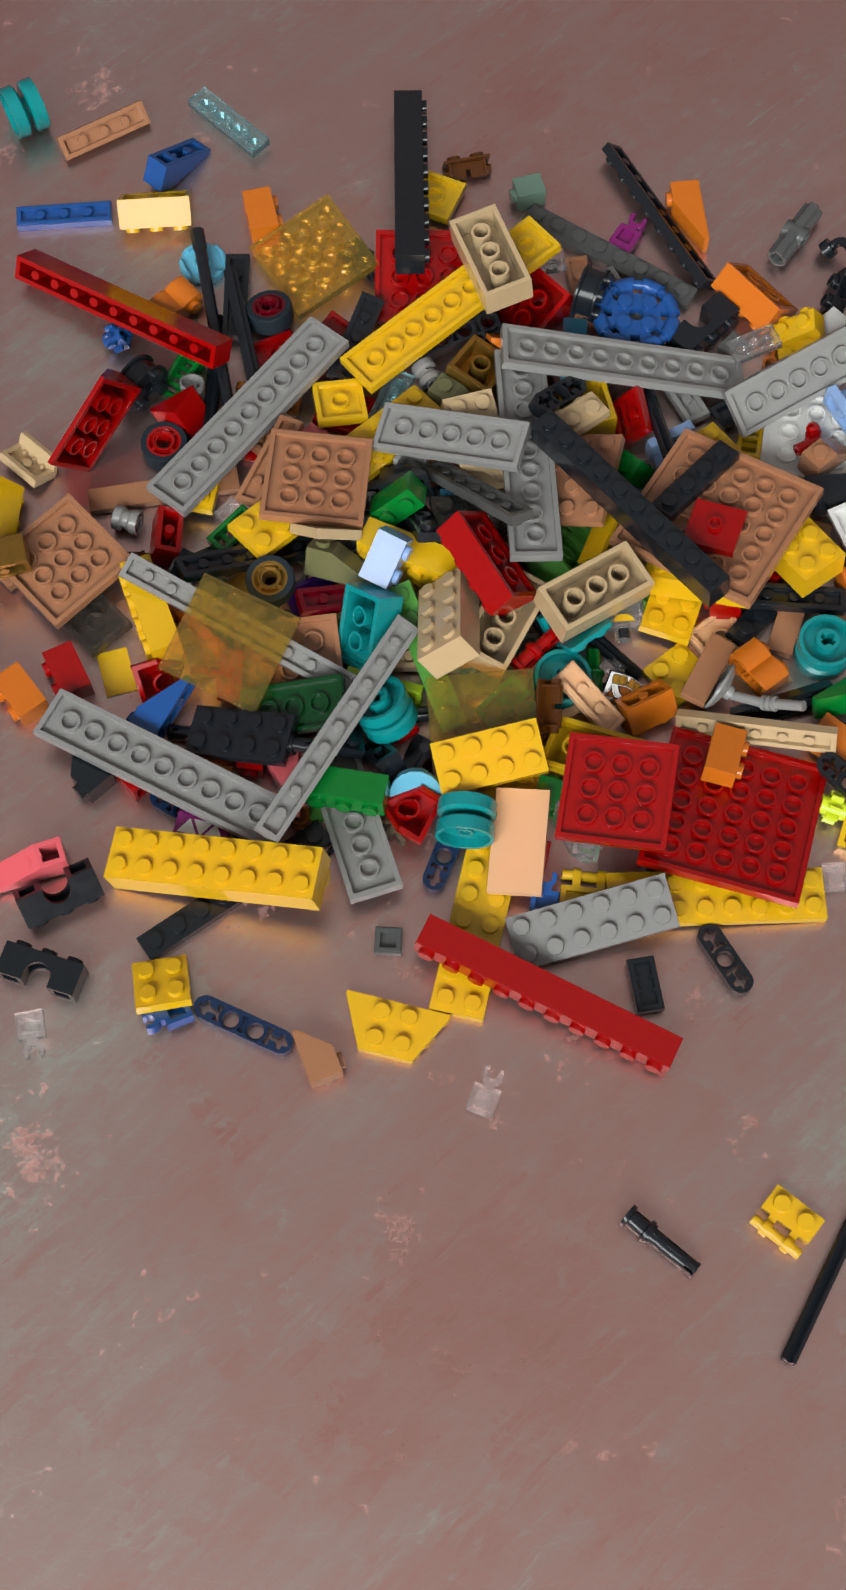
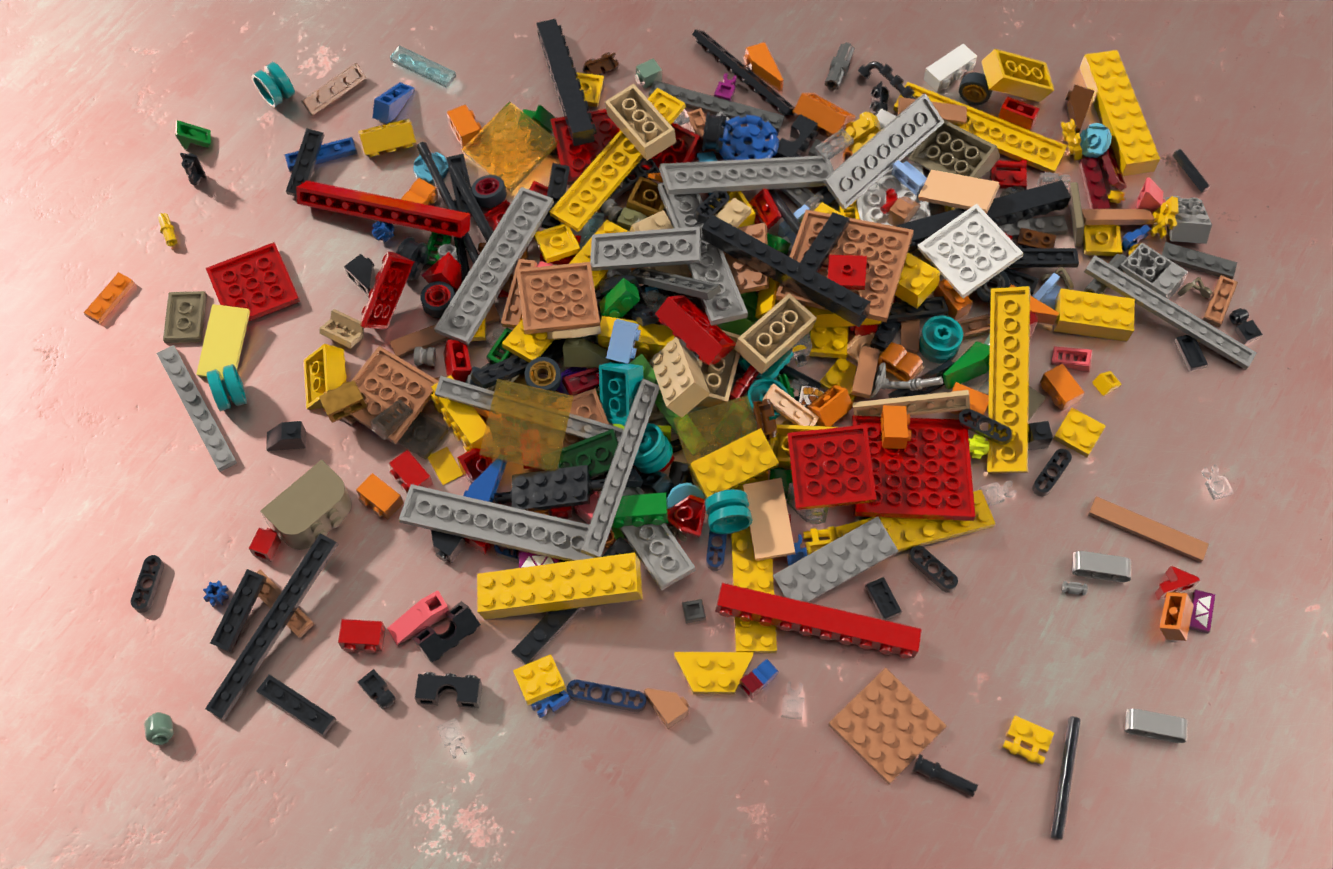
camera: 15 degrees left, 5 degrees down
(40, 219) = (305, 160): none -> black plate
(54, 606) = (384, 428): none -> clear smoke slope
(73, 386) = (361, 272): none -> black slope
(365, 224) = (541, 117): none -> green slope
(448, 1051) = (758, 678): none -> leg
(602, 1155) = (887, 725): none -> nougat plate
(704, 418) = (815, 201): none -> clear plate

